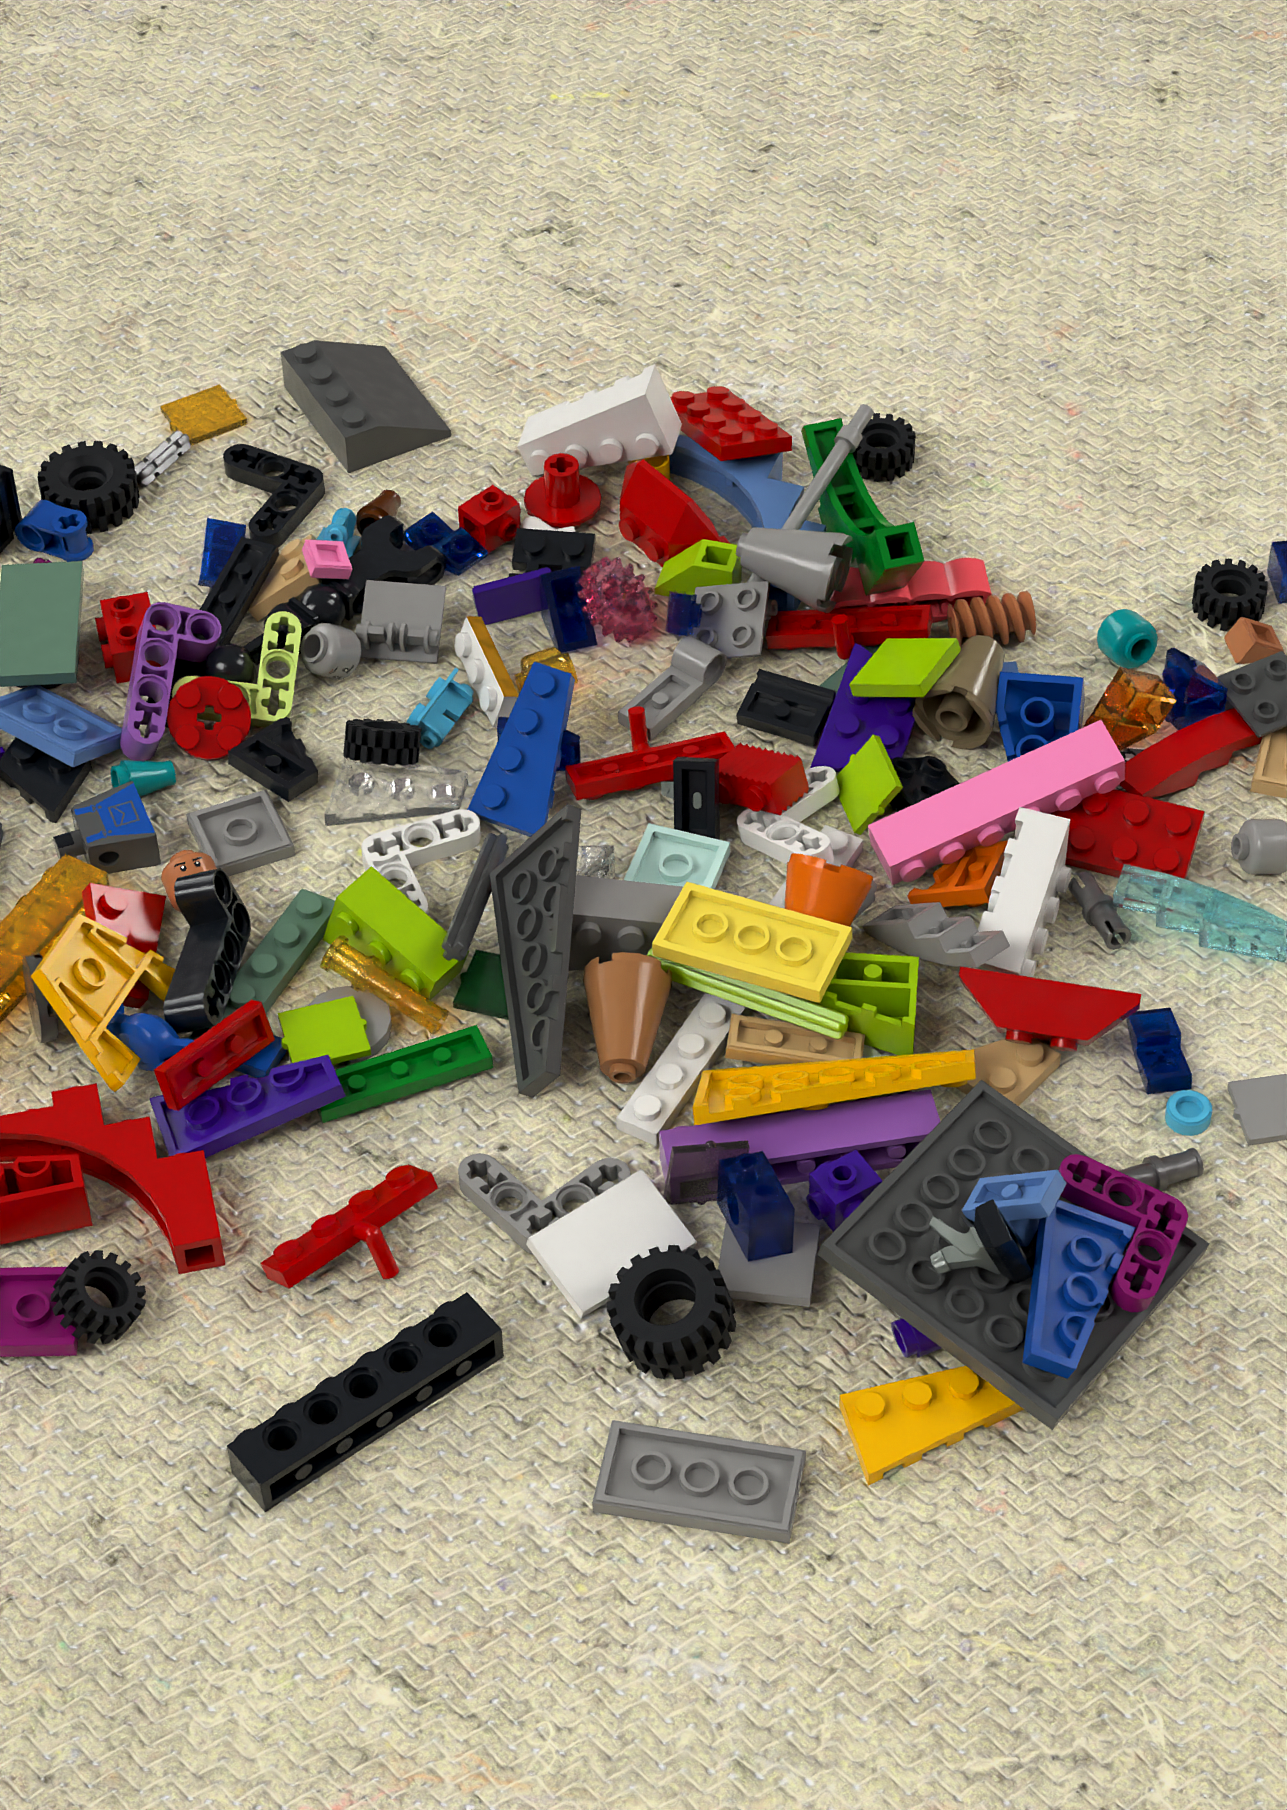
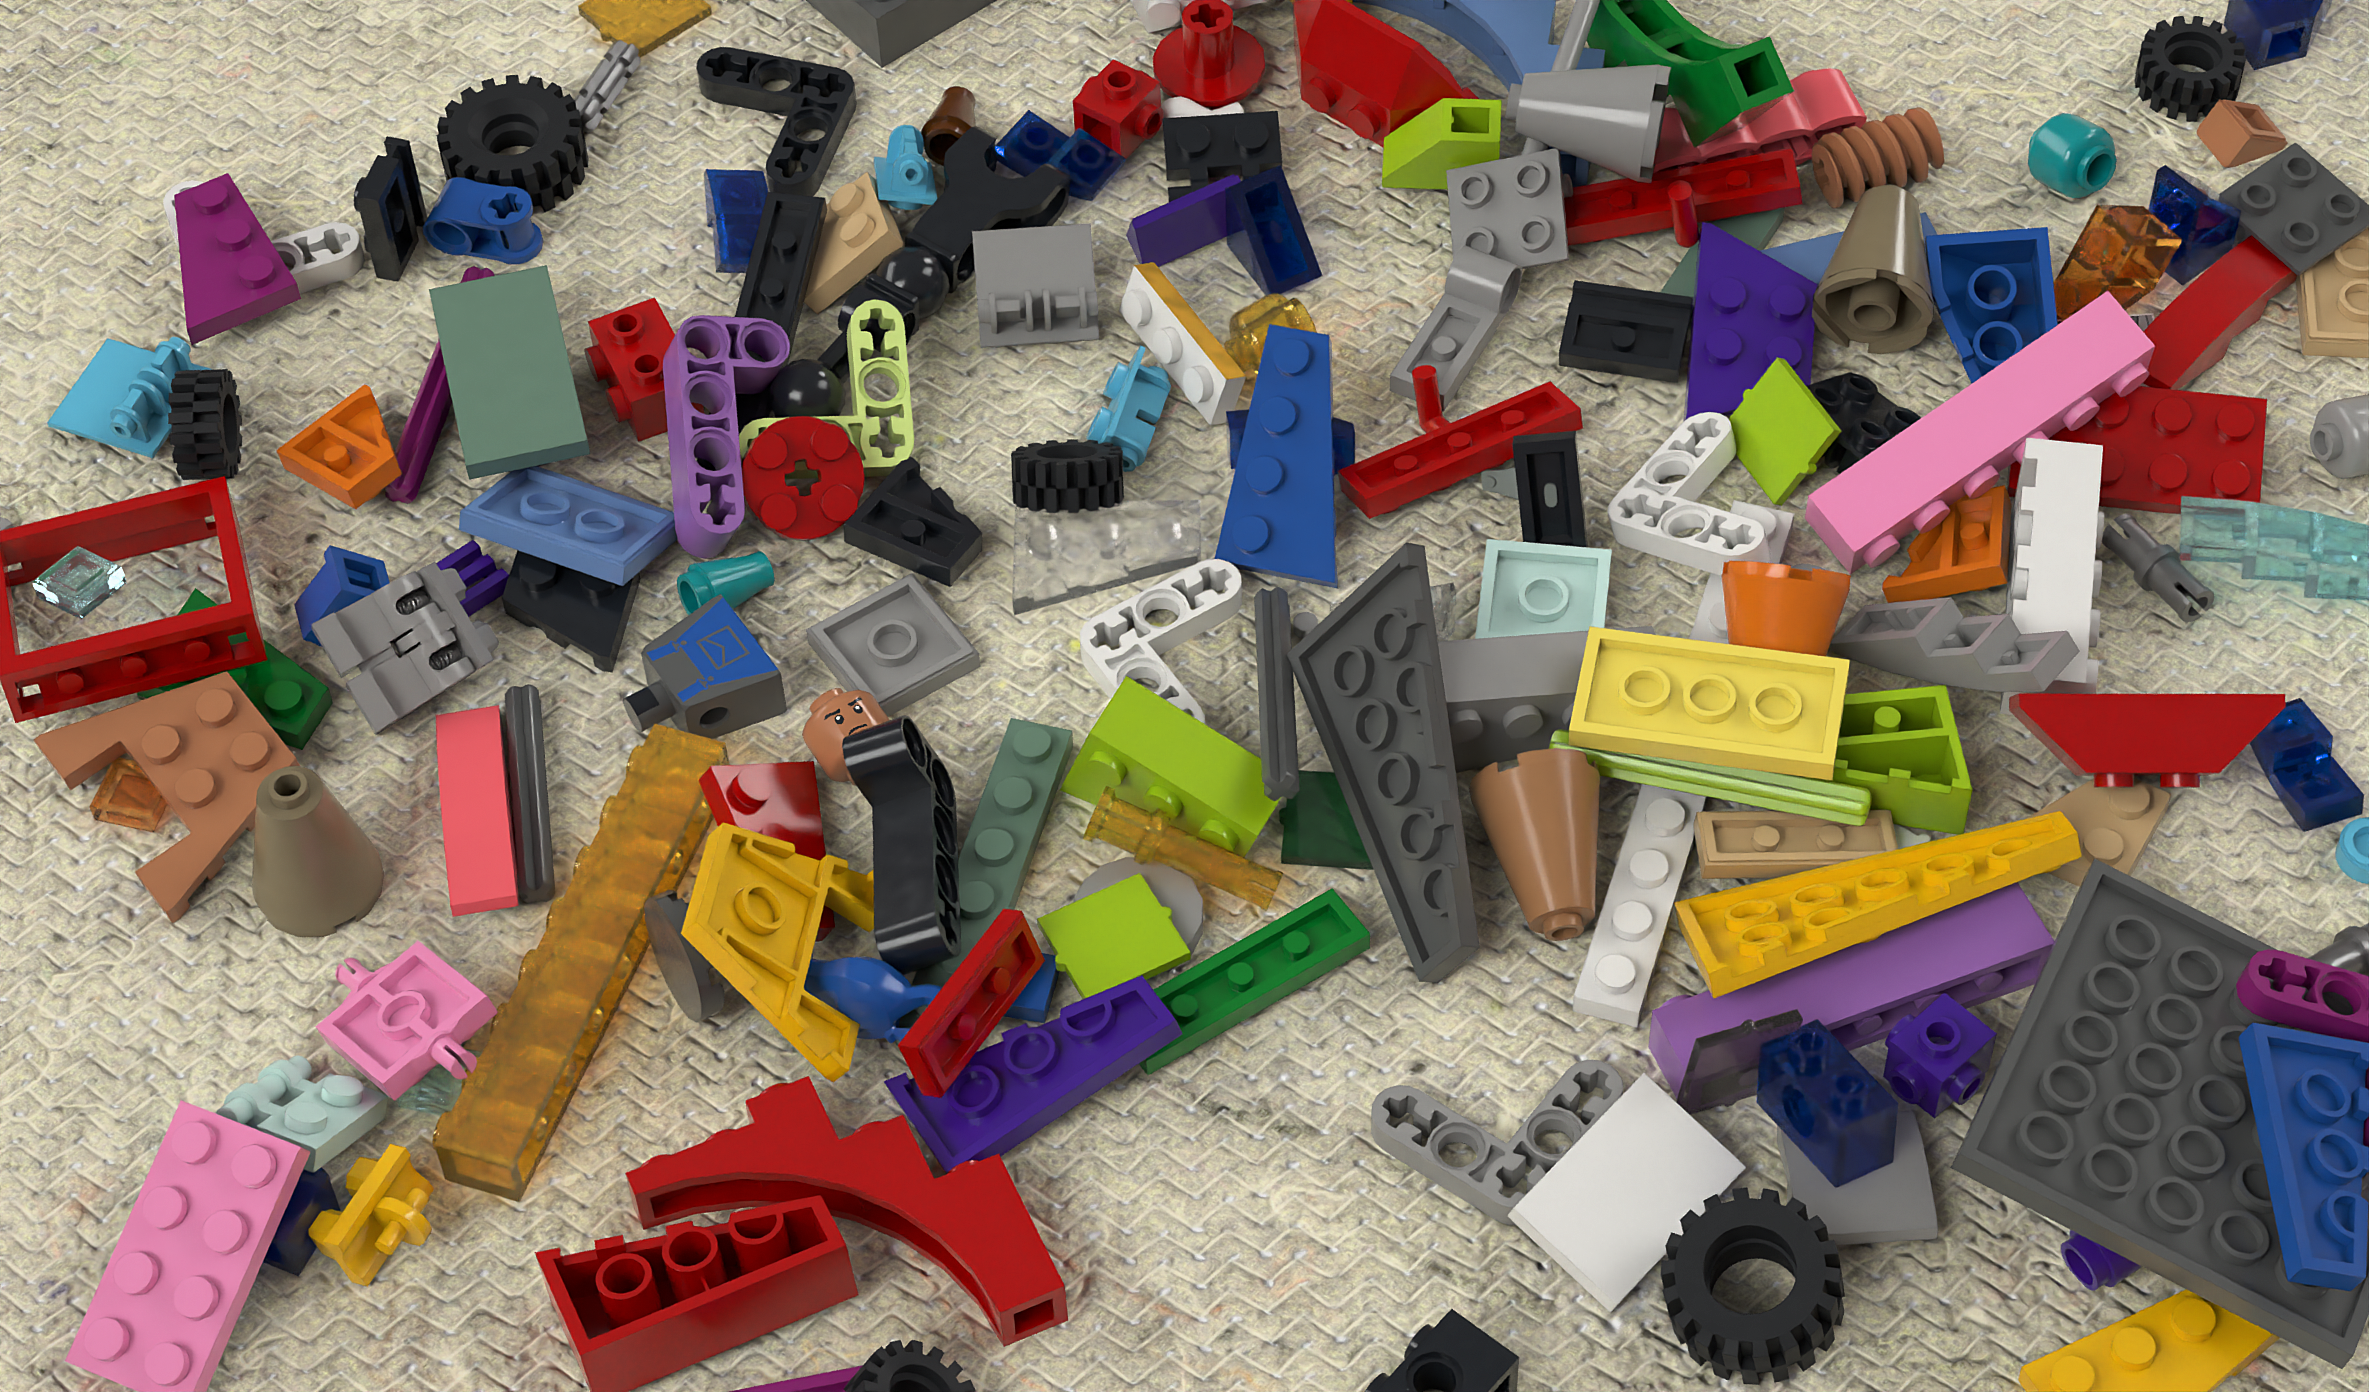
camera: 10 degrees left, 5 degrees up
(327, 559) = (909, 209): bright pink tile -> none
(330, 651) = (948, 347): light grey head -> none
(354, 1223) = (1239, 1232): red plate -> none
(617, 599) = (1341, 206): clear pink gear -> none
(682, 613) = (1441, 214): clear blue slope -> none
(761, 779) = (1634, 447): red brick -> none
(905, 667) = (1793, 250): lime tile -> none
(987, 1245) = (2204, 1118): piece -> none
(1020, 1198) = (2207, 1039): medium blue slope -> none

